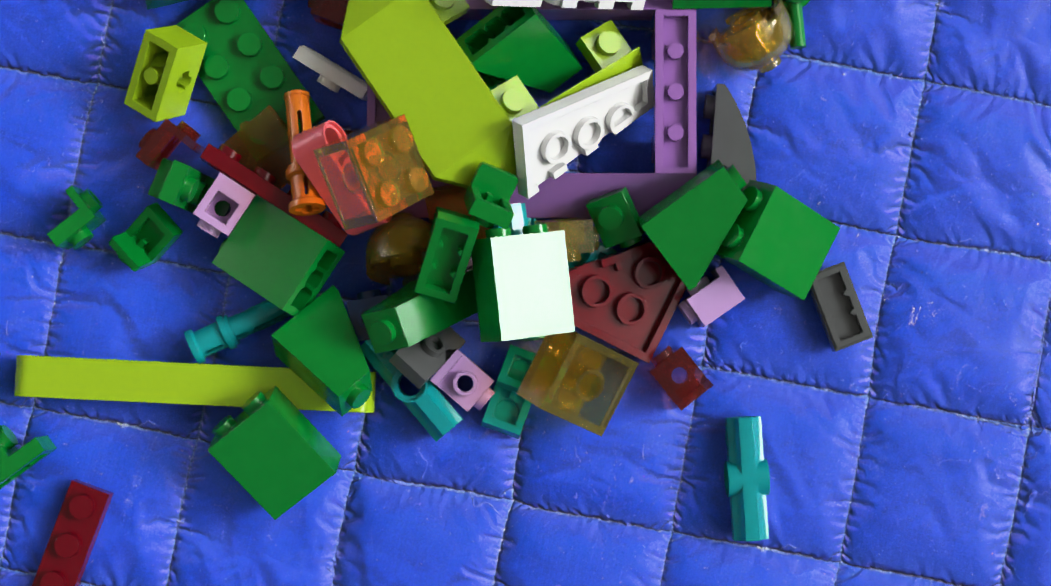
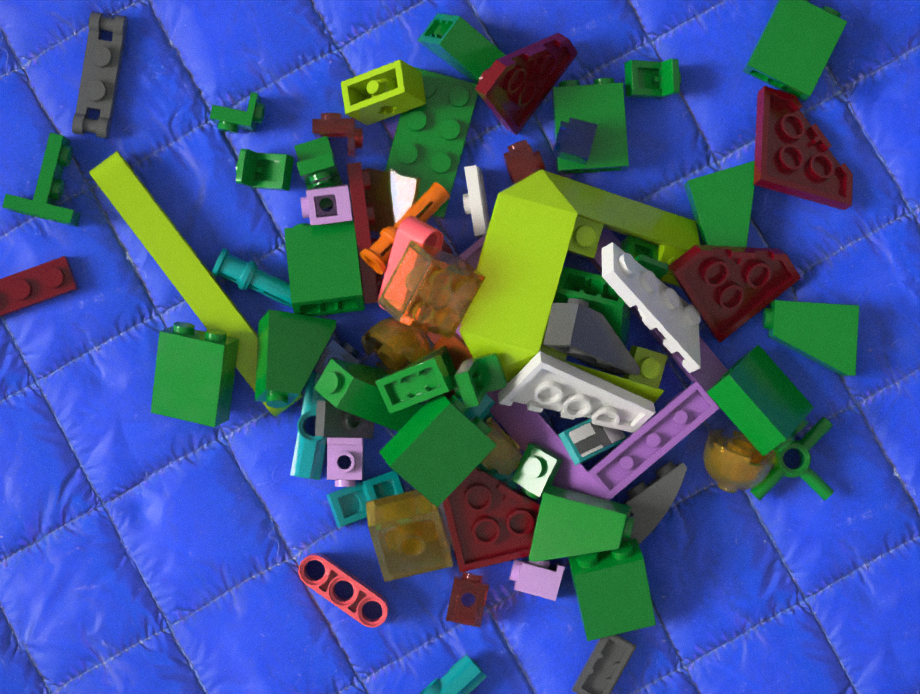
camera: 50 degrees right, 0 degrees up
(536, 69) = (587, 337): none -> dark grey slope
(598, 483) = (326, 587): none -> coral beam
(628, 150) = (590, 440): none -> slope

